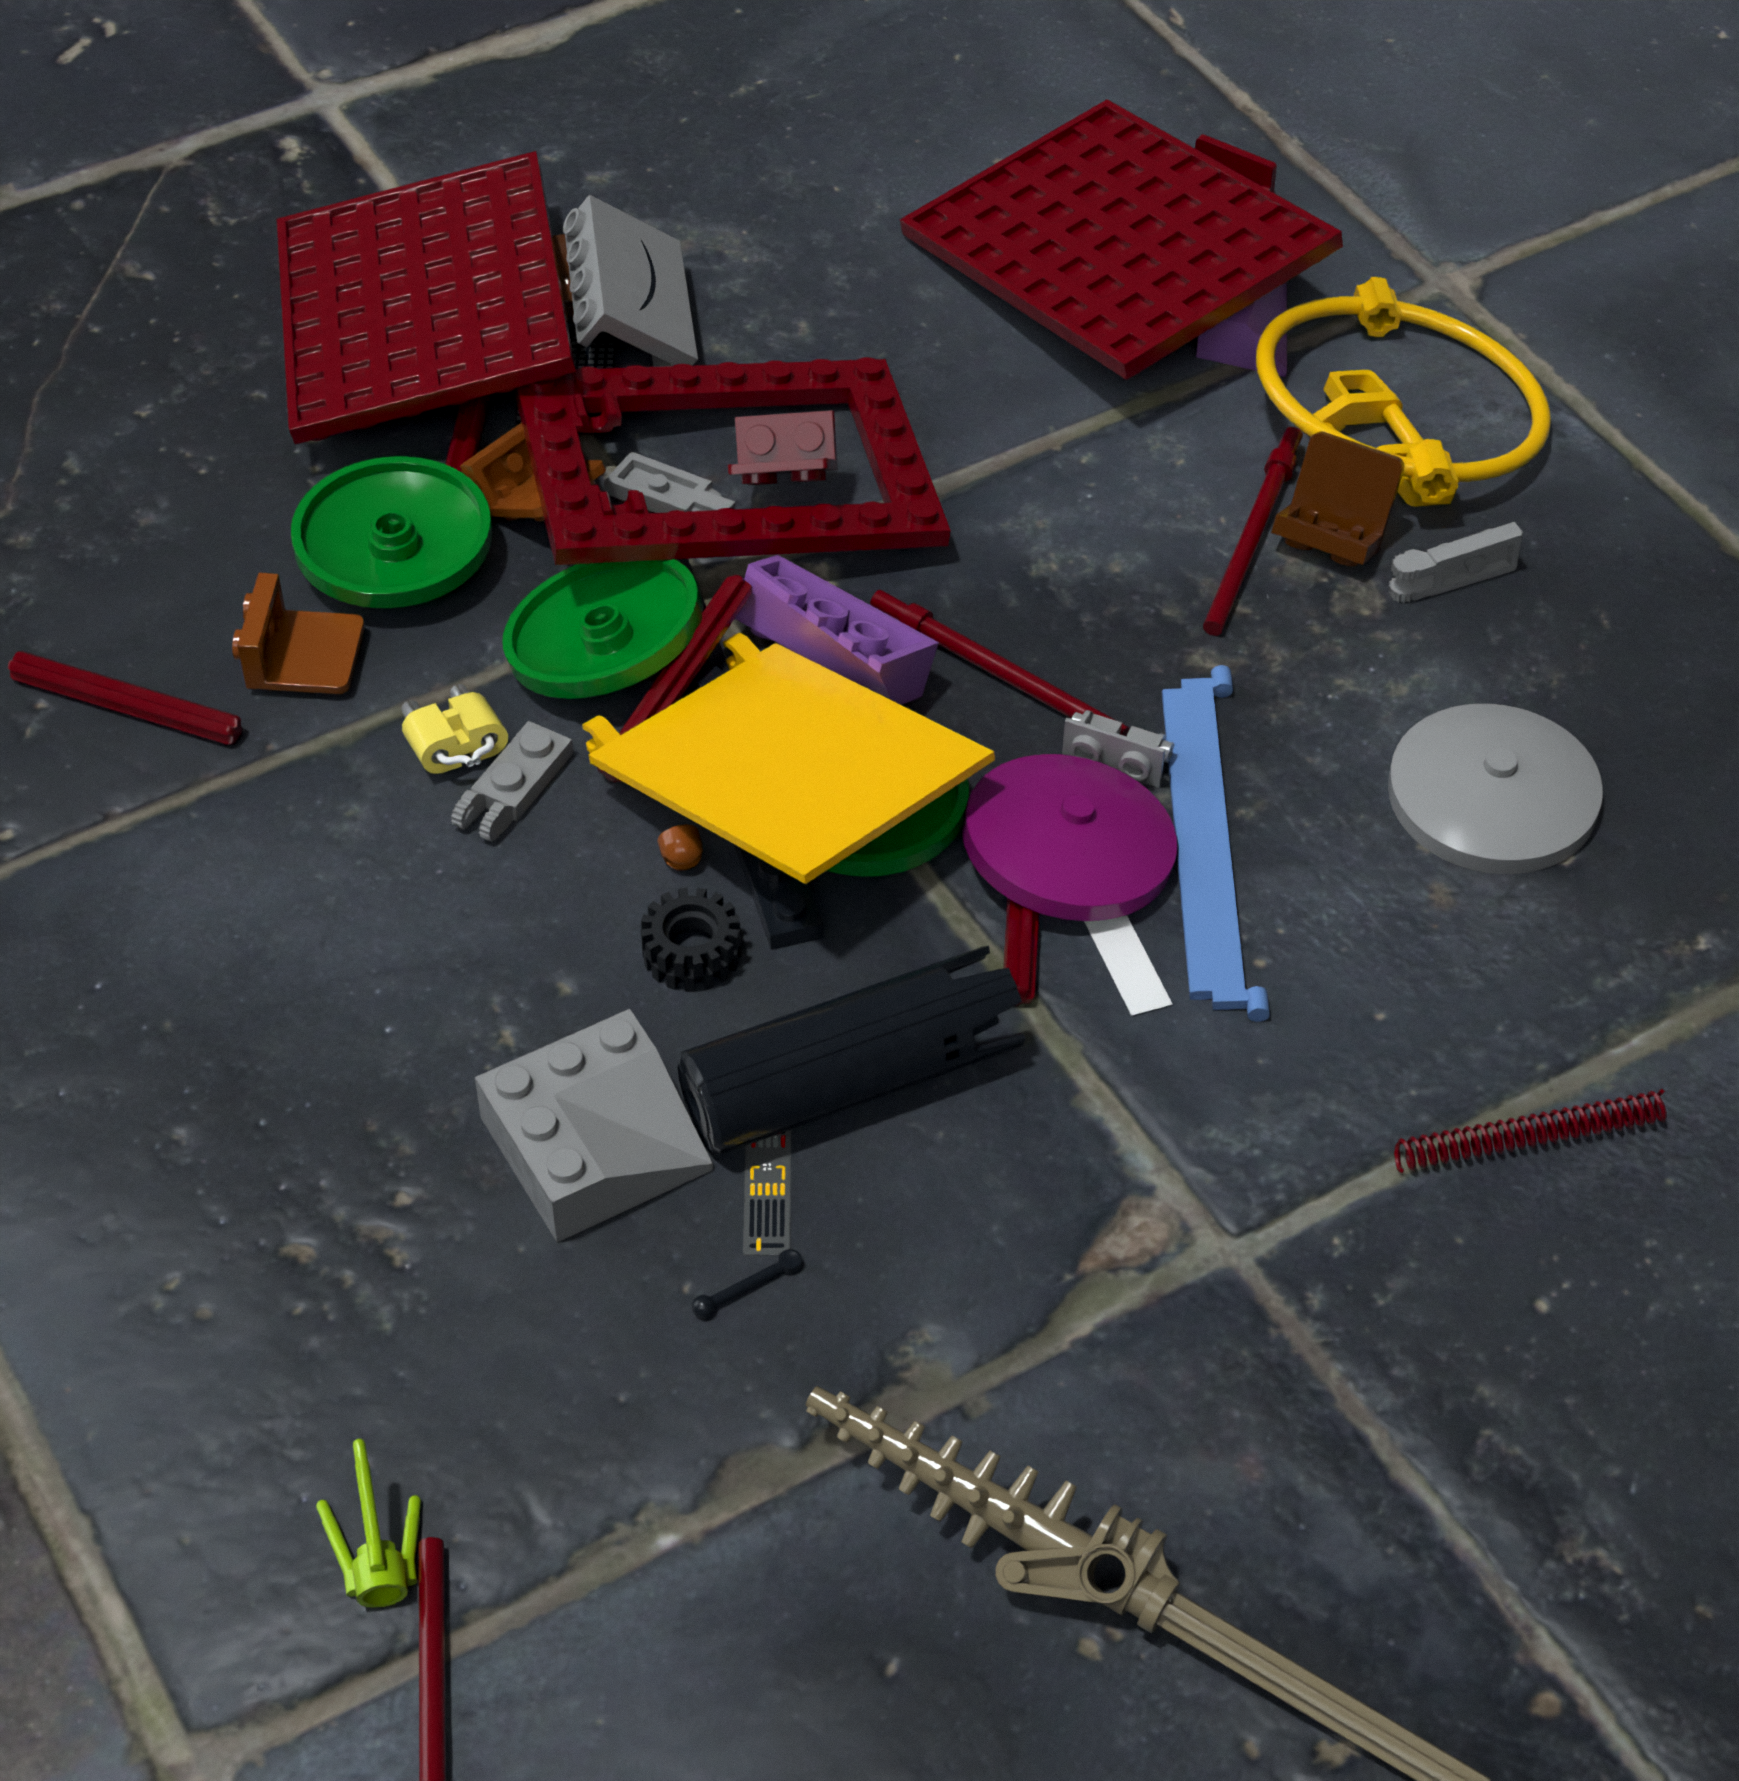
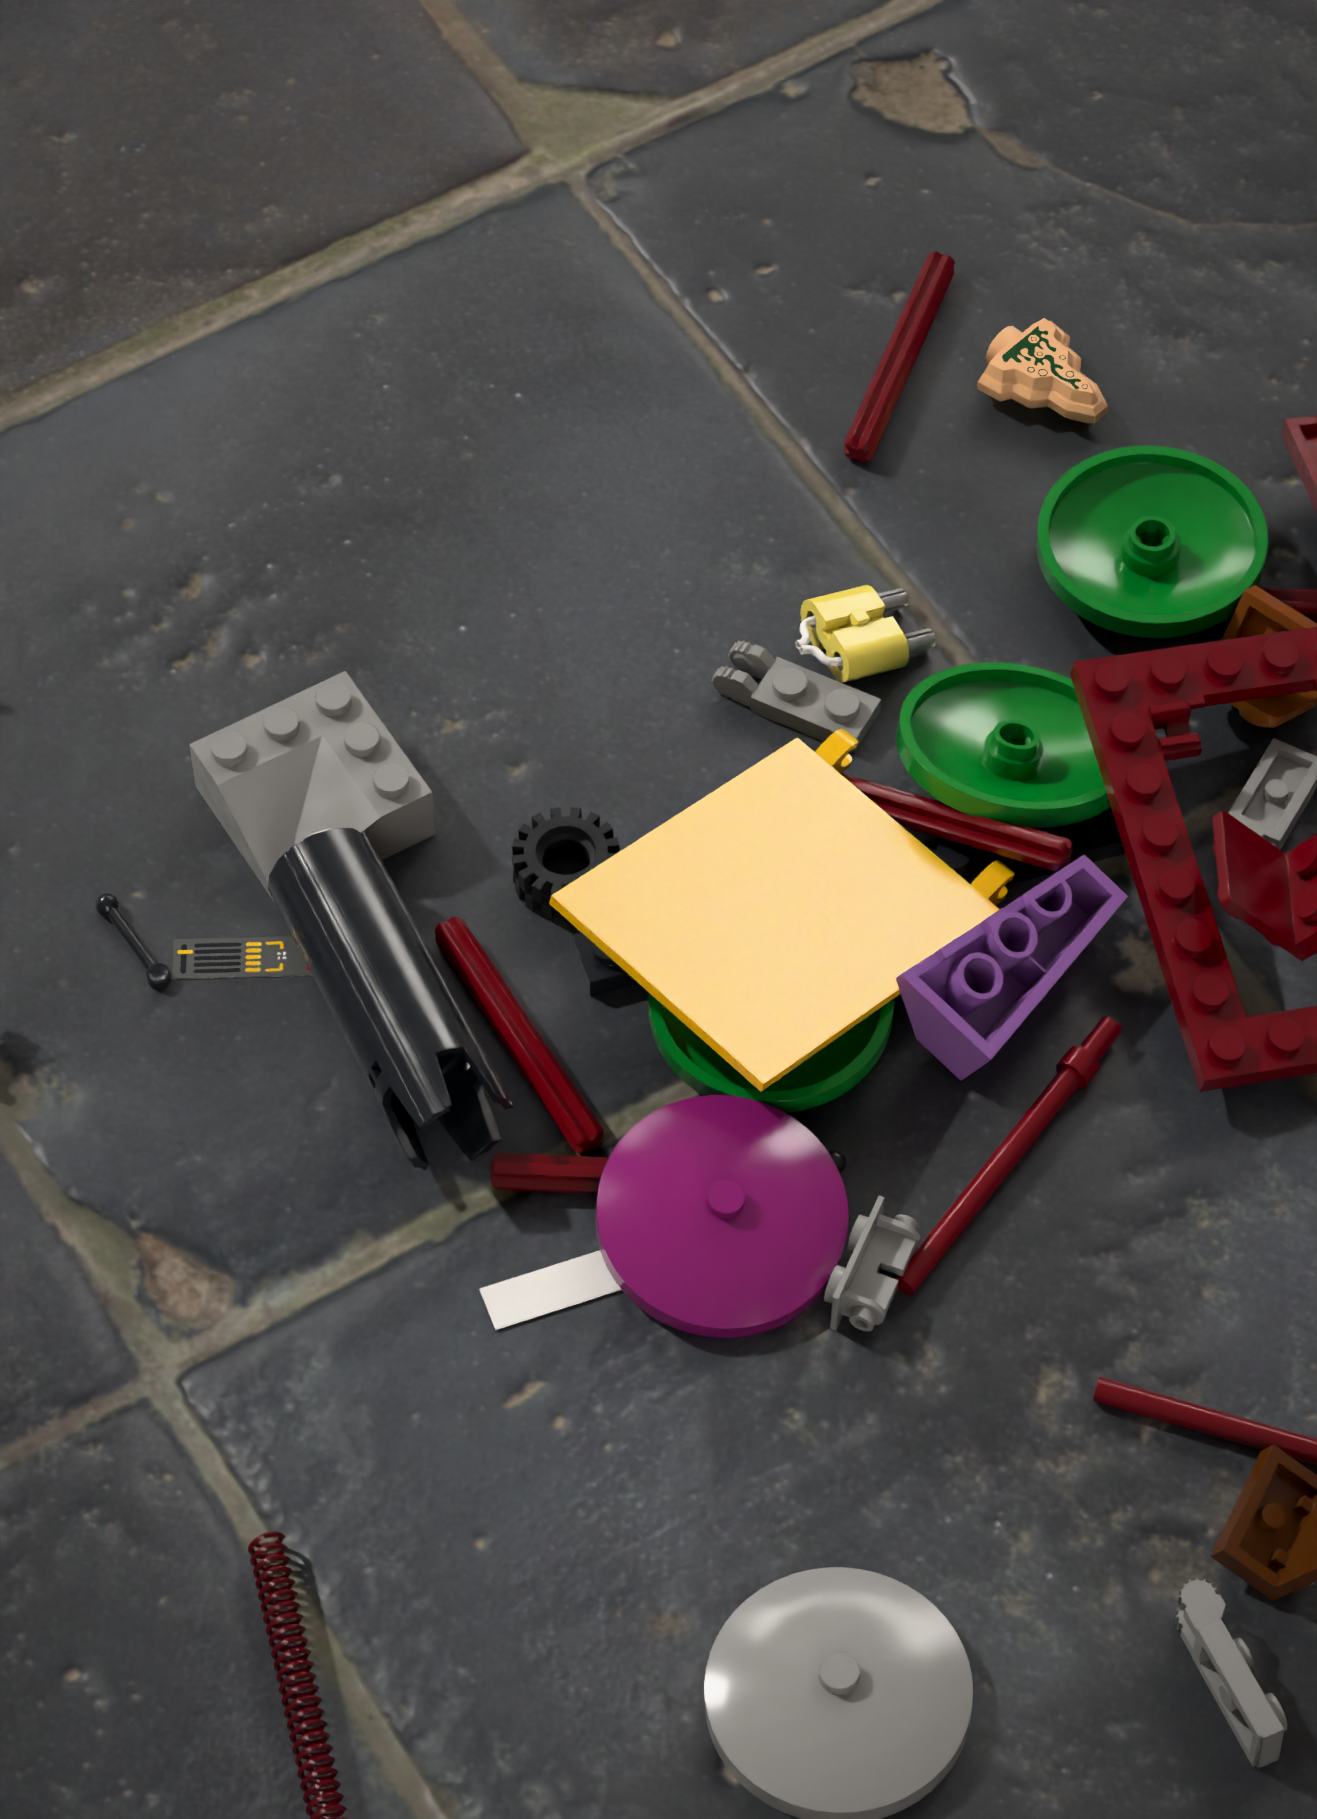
camera: 90 degrees right, 5 degrees up
(173, 601) = (1041, 372): none -> light nougat rock
(293, 647) = (980, 479): dark orange bracket -> none
(939, 947) = (519, 1036): none -> dark red axle
(1204, 847) = (744, 1367): medium blue piece -> none

